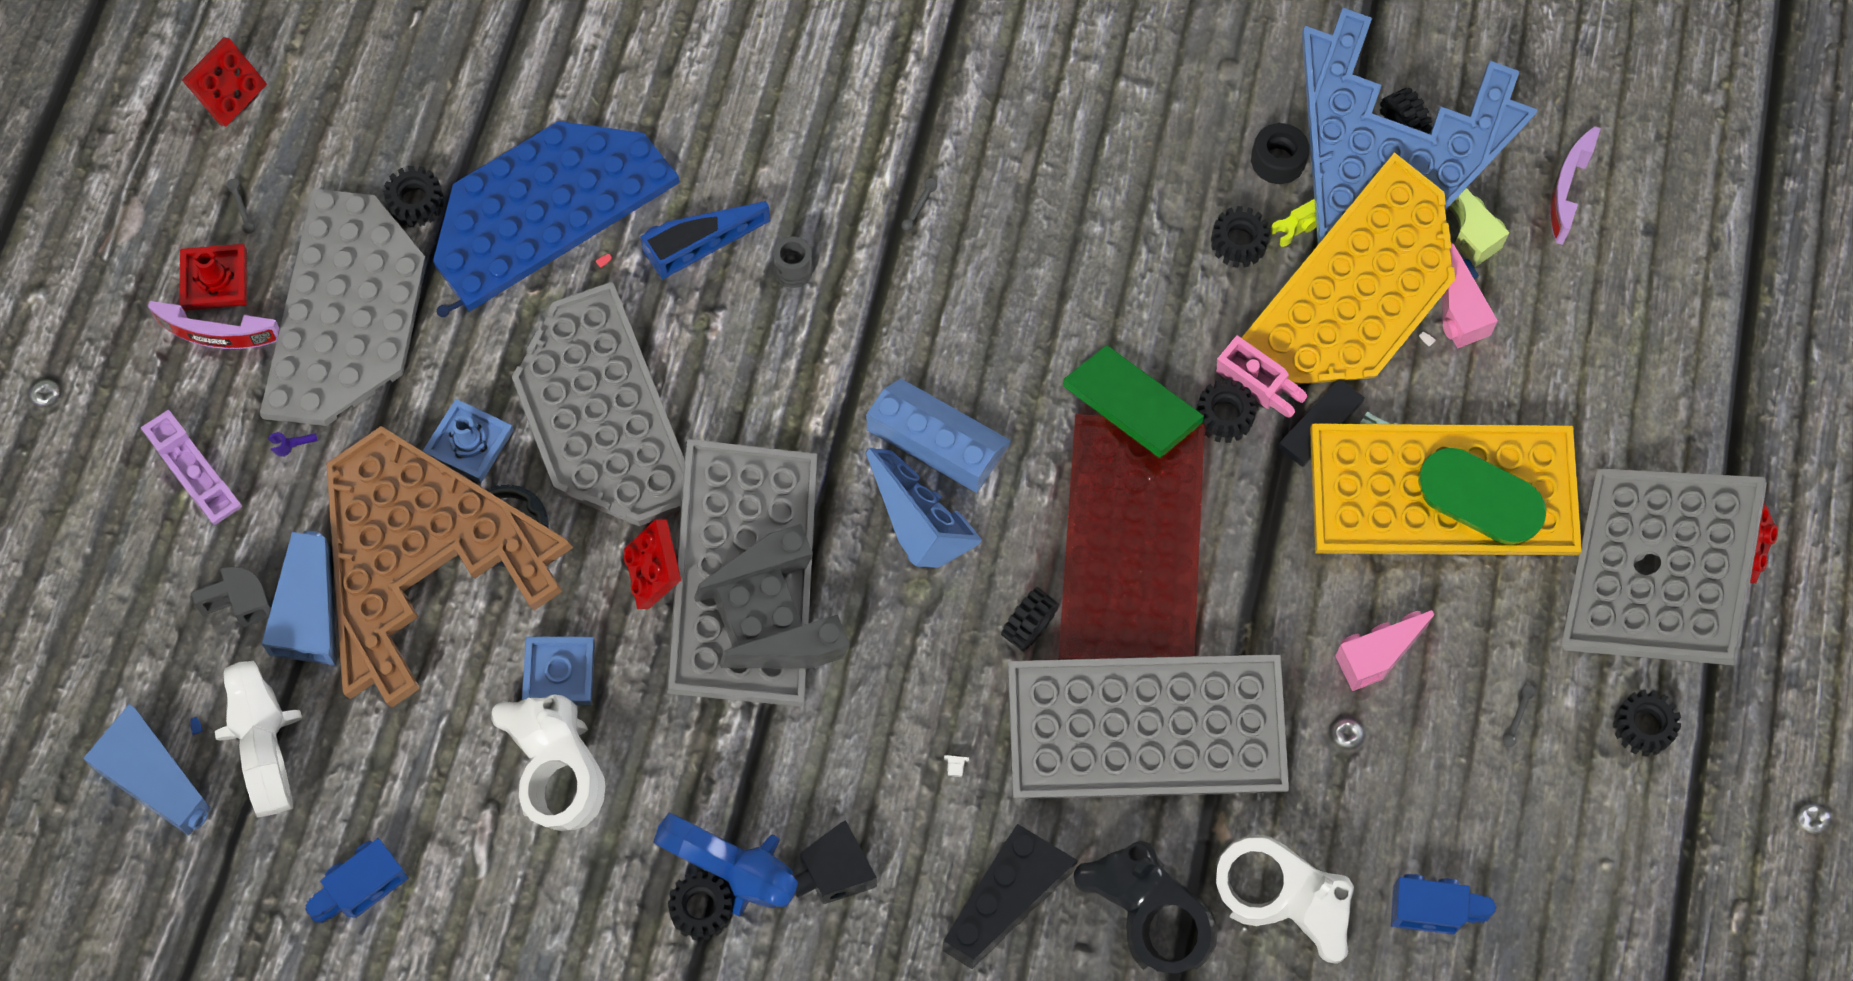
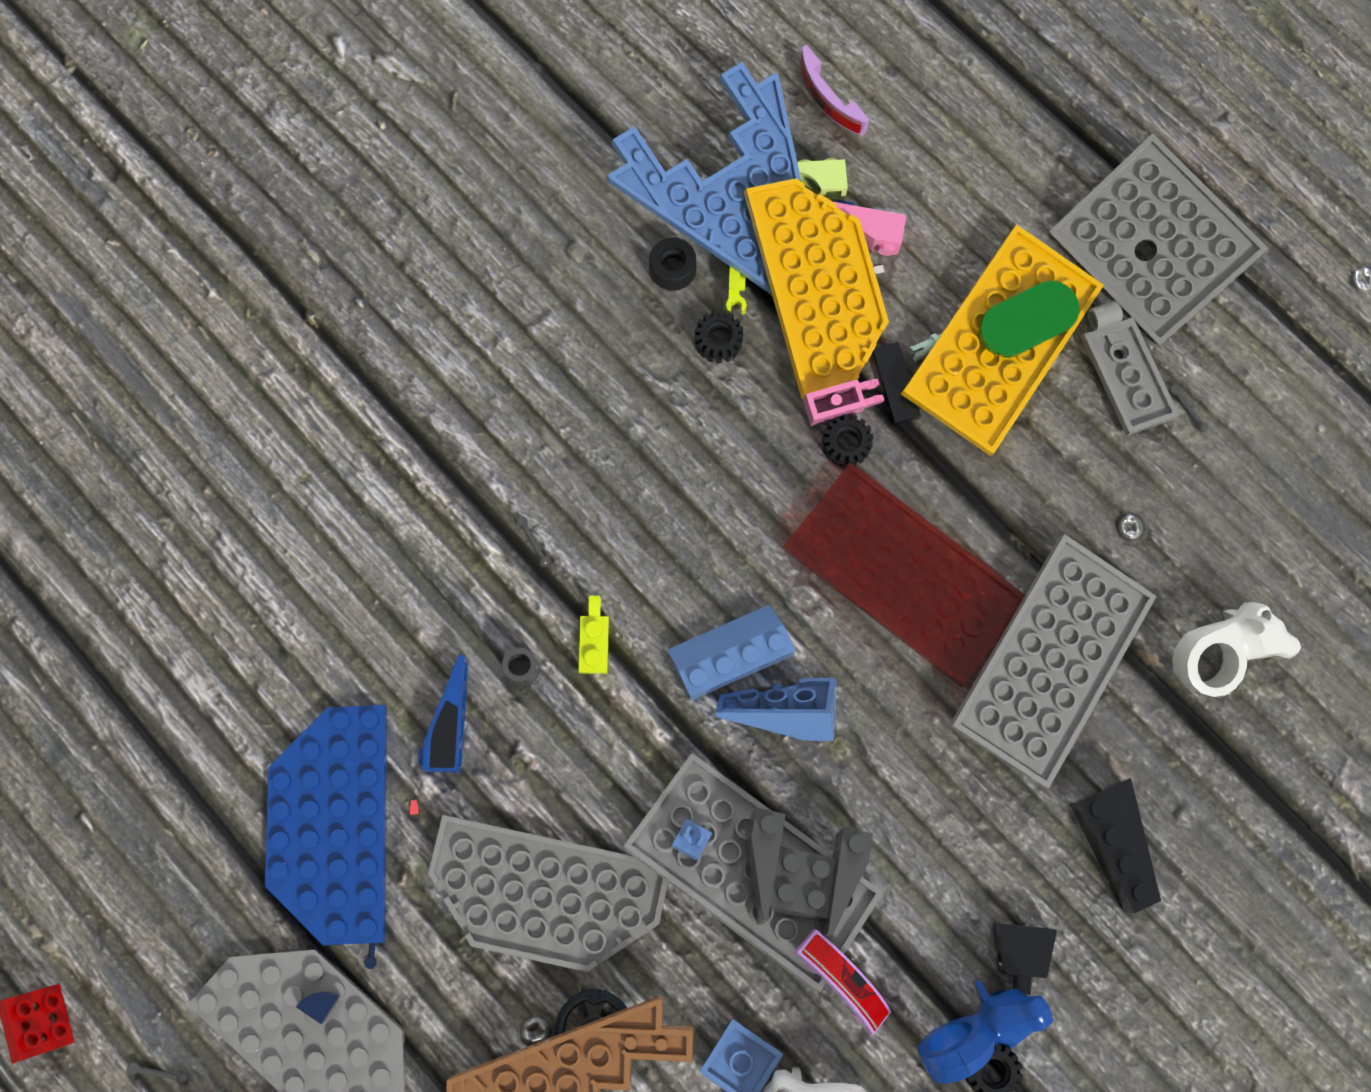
camera: 55 degrees left, 10 degrees up
(379, 285) = (318, 1005): none -> dark blue tile
(409, 181) = (236, 920): black tyre -> none
(468, 442) = (481, 1008): medium blue plate -> none
(652, 564) = (706, 937): red plate -> none
(693, 710) = (844, 979): none -> slope
(733, 493) = (691, 839): none -> medium blue tile
(865, 309) = (594, 640): none -> neon yellow plate
(955, 765) = (994, 811): white piece -> none
(1030, 619) = (926, 687): black tyre -> none
(1133, 401) = (801, 499): green tile -> none
(1142, 887) = (1167, 746): black animal -> none
(1373, 656) = (1094, 466): bright pink slope -> none
(1406, 109) = (708, 157): black tyre -> none
(1437, 905) = (1293, 557): blue hinge -> none
(1501, 642) = (1132, 381): none -> light grey hinge
(1659, 709) = (1255, 322): black tyre -> none

